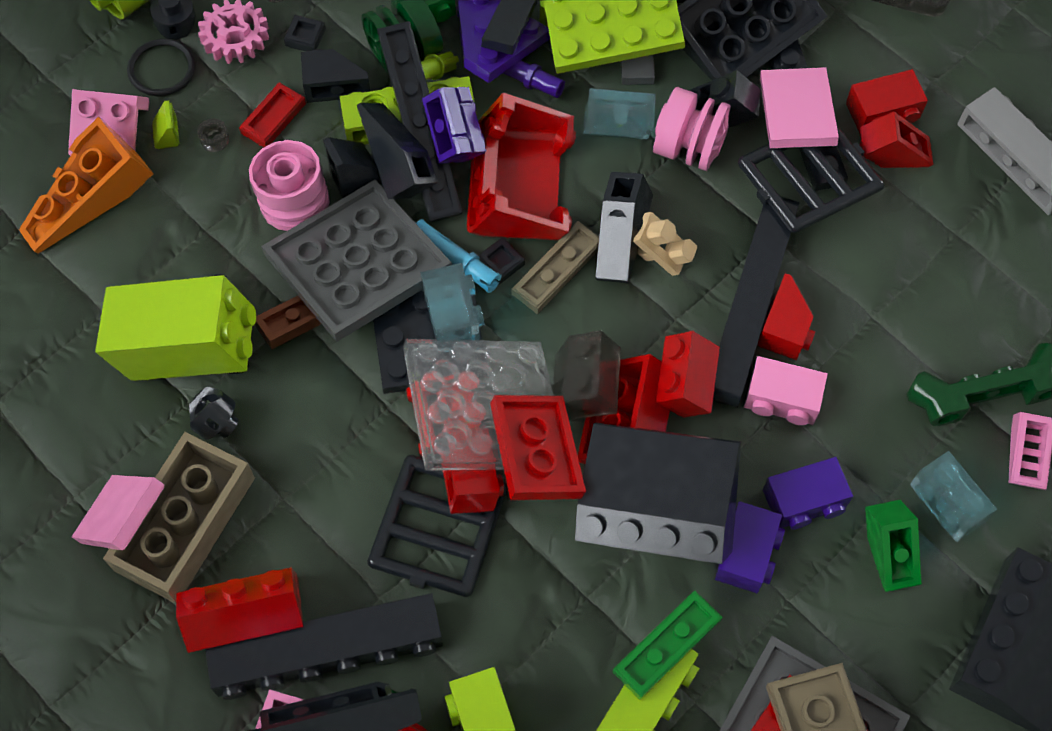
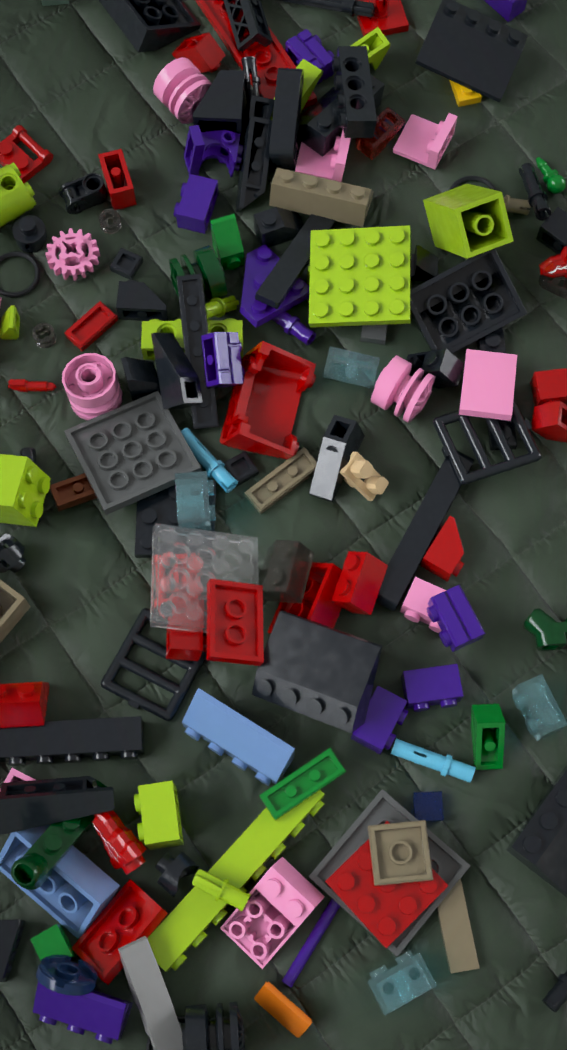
camera: 10 degrees right, 5 degrees up
(199, 201) = (24, 385): none -> red piece
(567, 599) = (238, 738): none -> medium blue slope
(823, 398) = (455, 618): none -> dark purple brick
(836, 647) = (428, 806): none -> clear blue tile
(843, 590) = (433, 760): none -> medium azure pin

